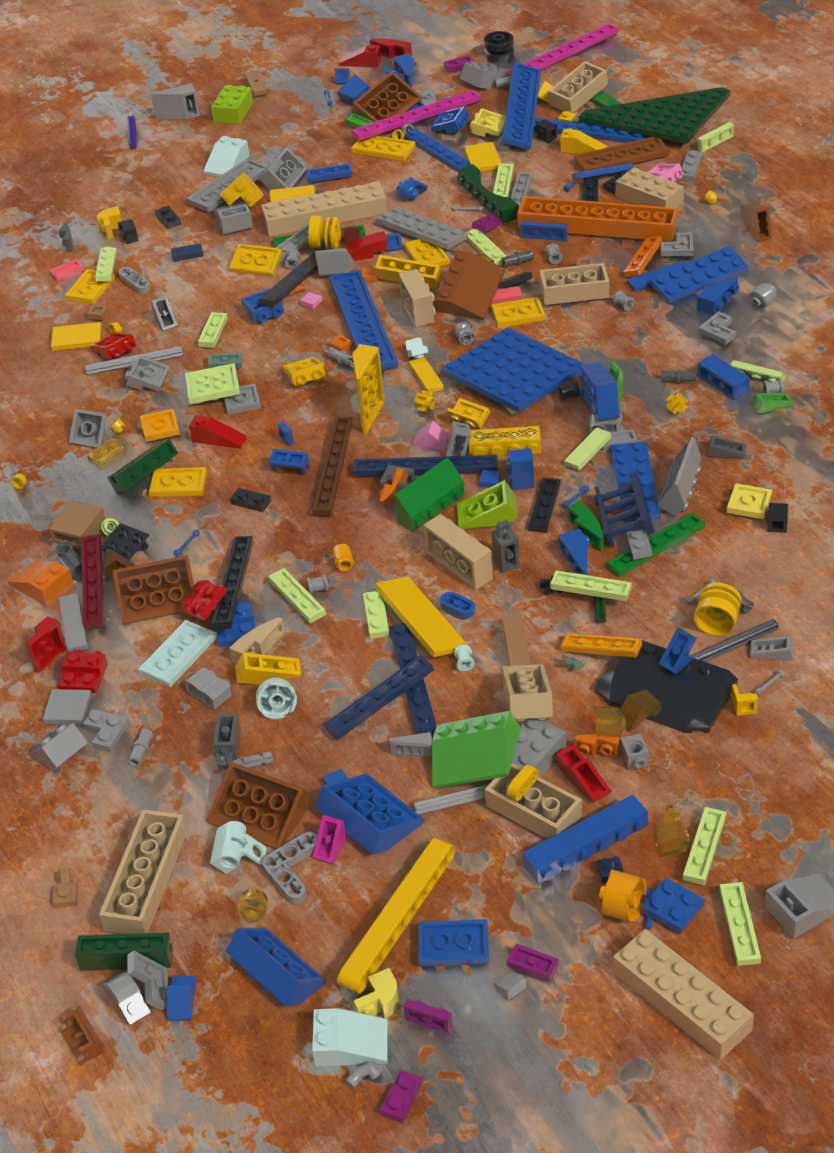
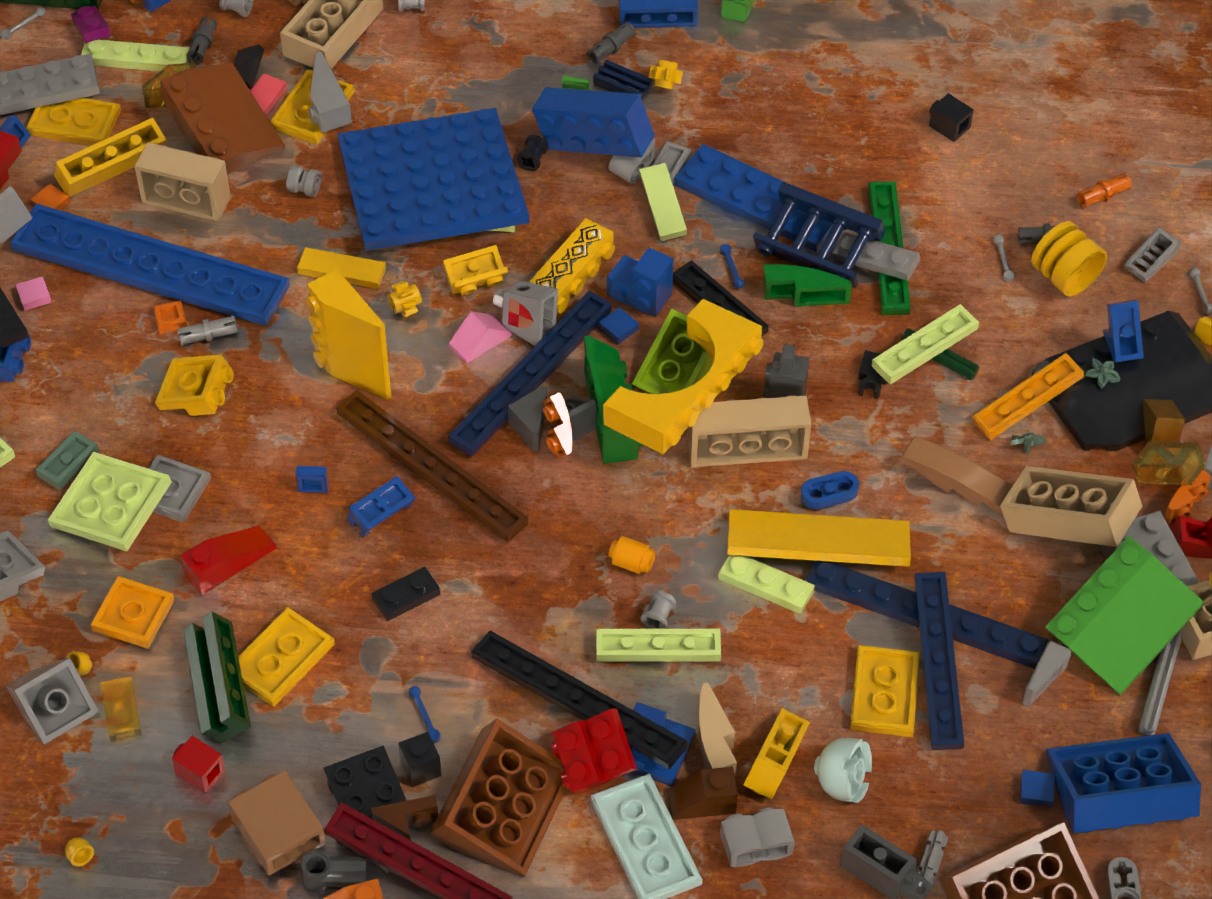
camera: 60 degrees left, 10 degrees up
(93, 488) = (198, 763): none -> red brick
(109, 521) = (309, 785): lime plate -> none
(153, 550) = (419, 759): none -> black brick
(220, 658) = (704, 794): none -> reddish brown slope
(329, 839) = (1142, 845): dark pink slope -> none
(344, 691) = (885, 691): none -> yellow tile
(416, 348) = (283, 248): light aqua bracket -> none
(463, 655) = (932, 537): light aqua bush -> none
(488, 506) = (663, 418): none -> yellow arch
(521, 307) = (328, 102): none -> light grey slope
(575, 550) = (846, 324): blue slope -> none
(647, 663) = (1104, 372): none -> sand green plant
(658, 386) = (624, 77): none -> dark blue tile
(681, 479) = (814, 152): light grey slope -> none
(725, 448) = (780, 88): dark grey slope -> none
(737, 641) = (1115, 266): black axle -> none
(749, 501) = (898, 123): light yellow plate -> none
(799, 604) = (1103, 190): none -> orange pin

